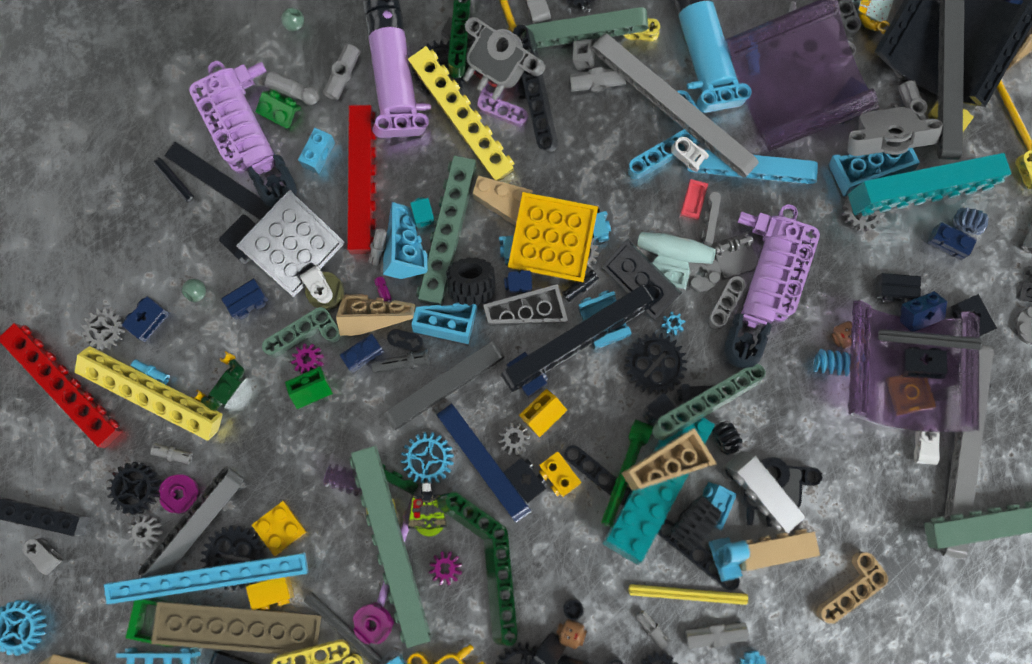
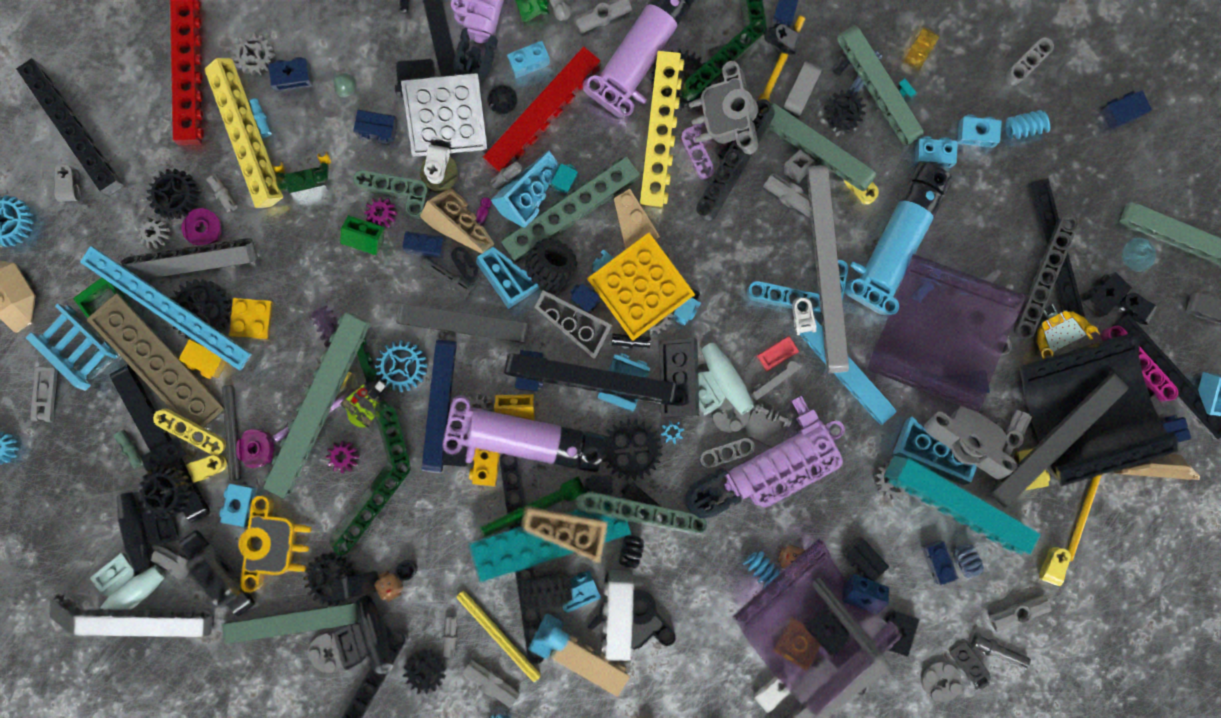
camera: 30 degrees right, 5 degrees up
(330, 201) = (503, 107): none -> black gear
(569, 427) = (522, 438): none -> lavender piece

